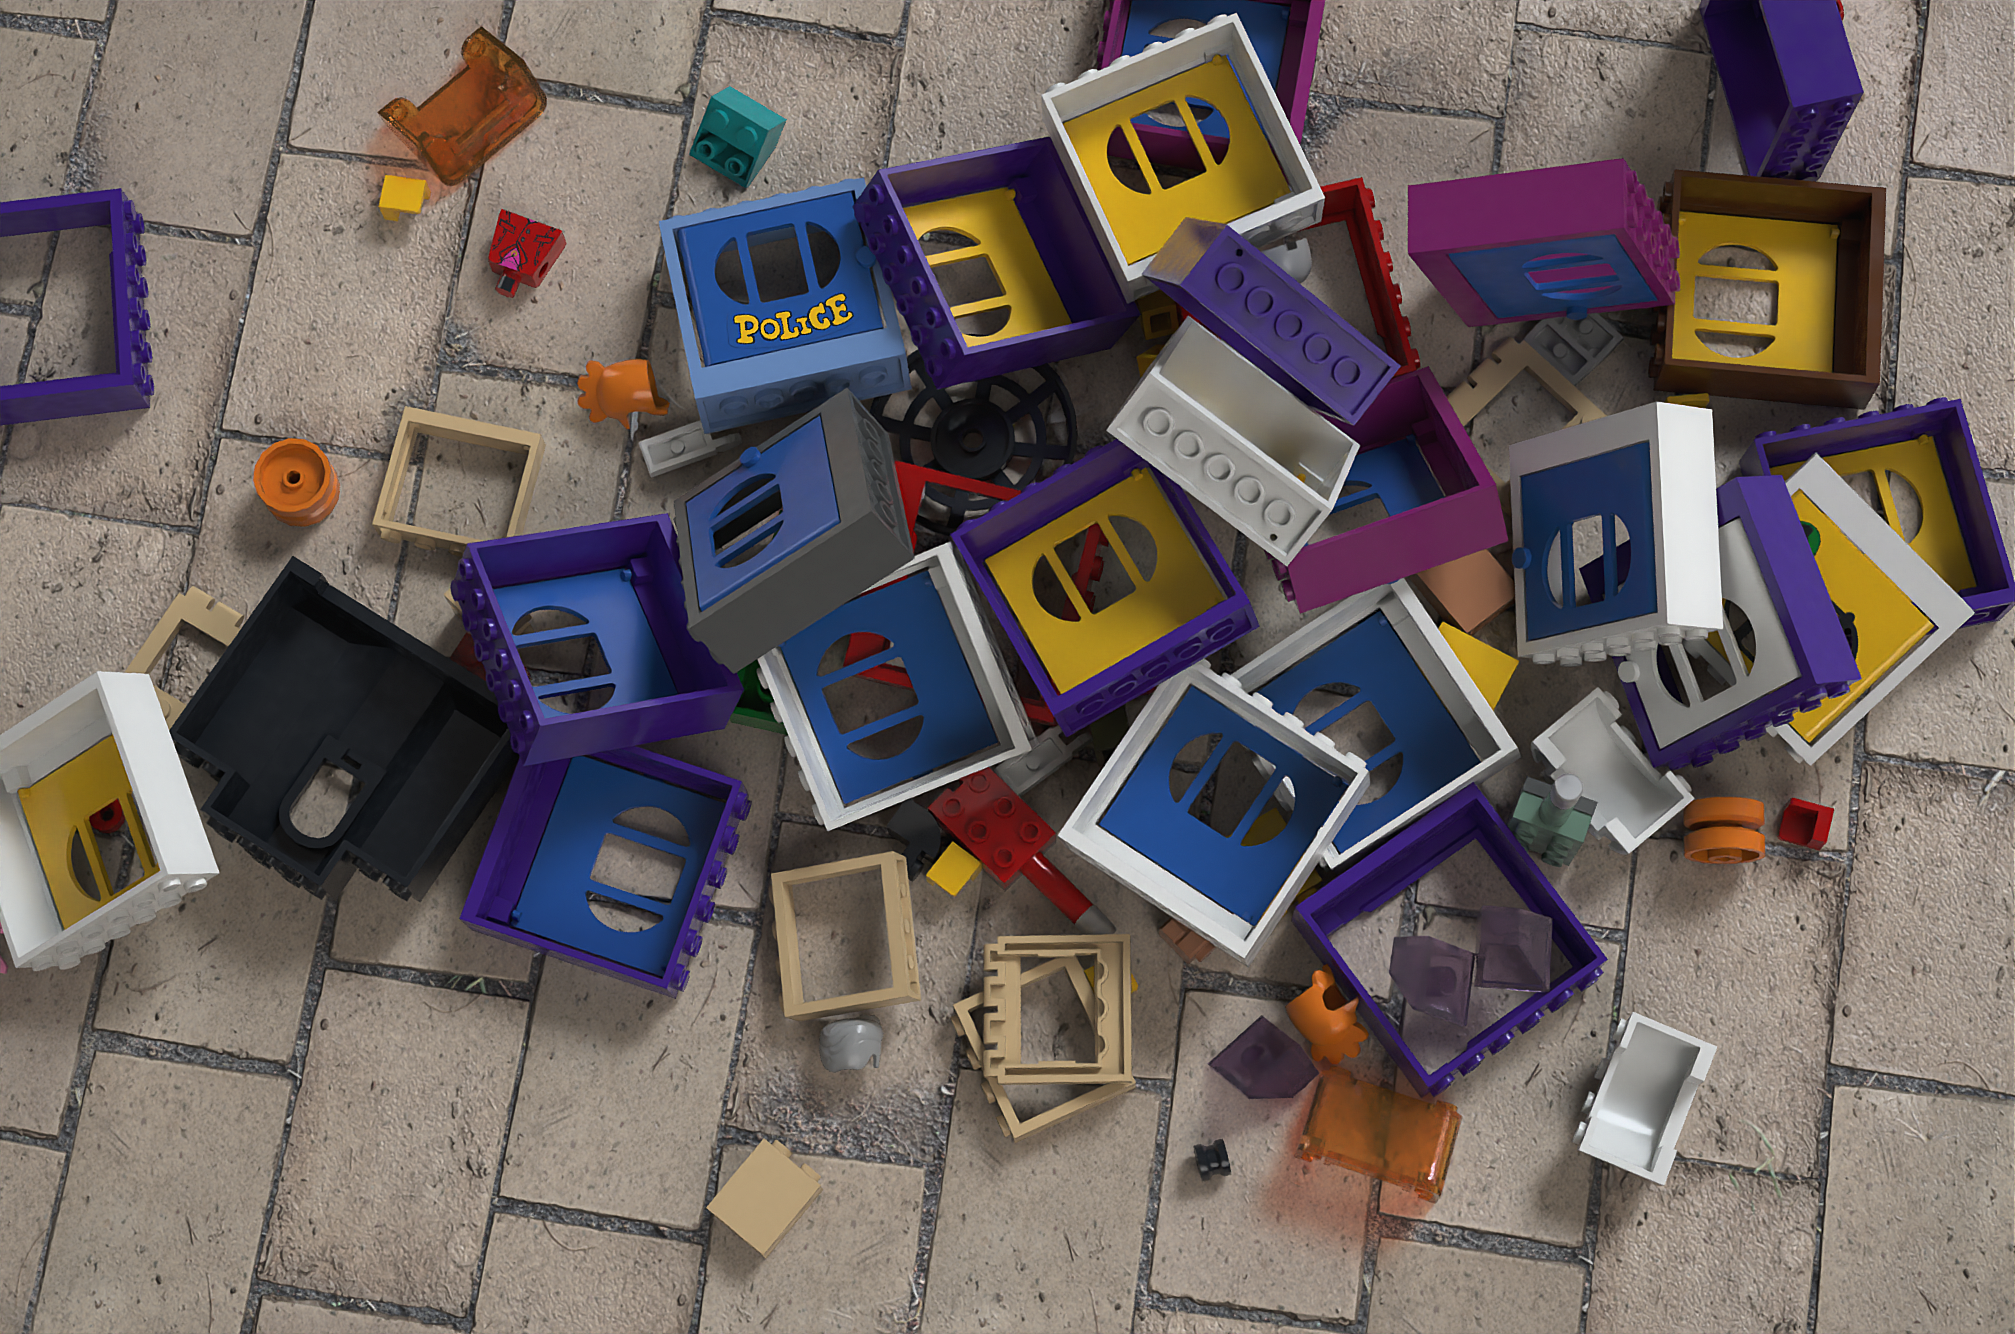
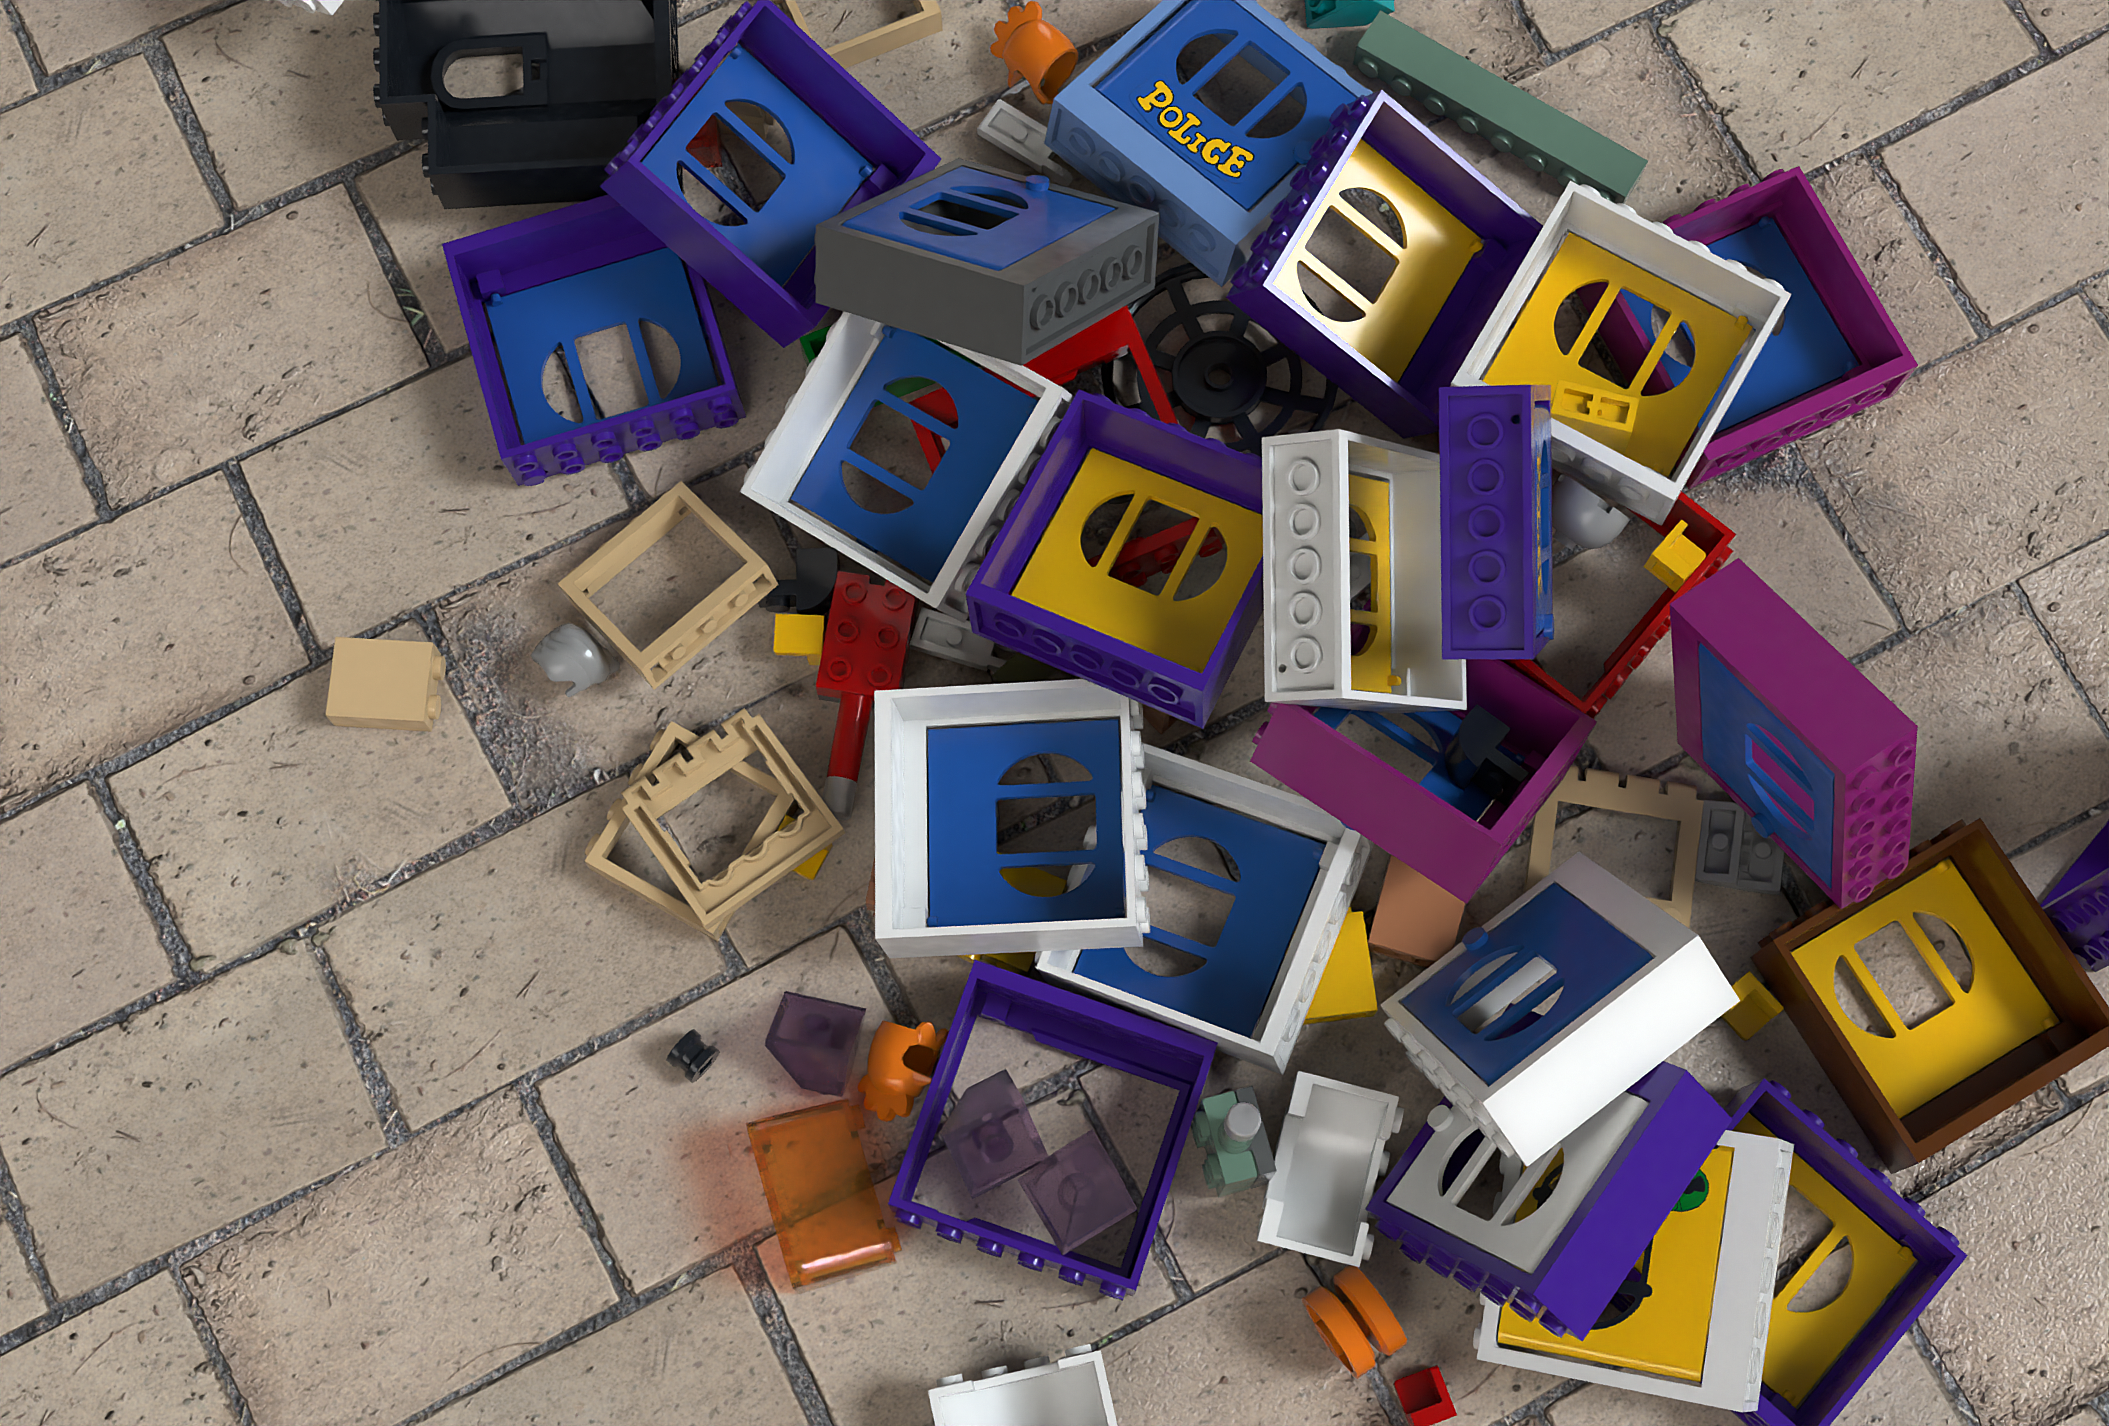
camera: 50 degrees right, 0 degrees up
(918, 106) = (1496, 110): none -> sand green brick
(1219, 201) = (1595, 413): none -> yellow hinge
(1351, 229) = (1675, 558): none -> yellow panel
(1396, 465) = (1476, 758): none -> black brick

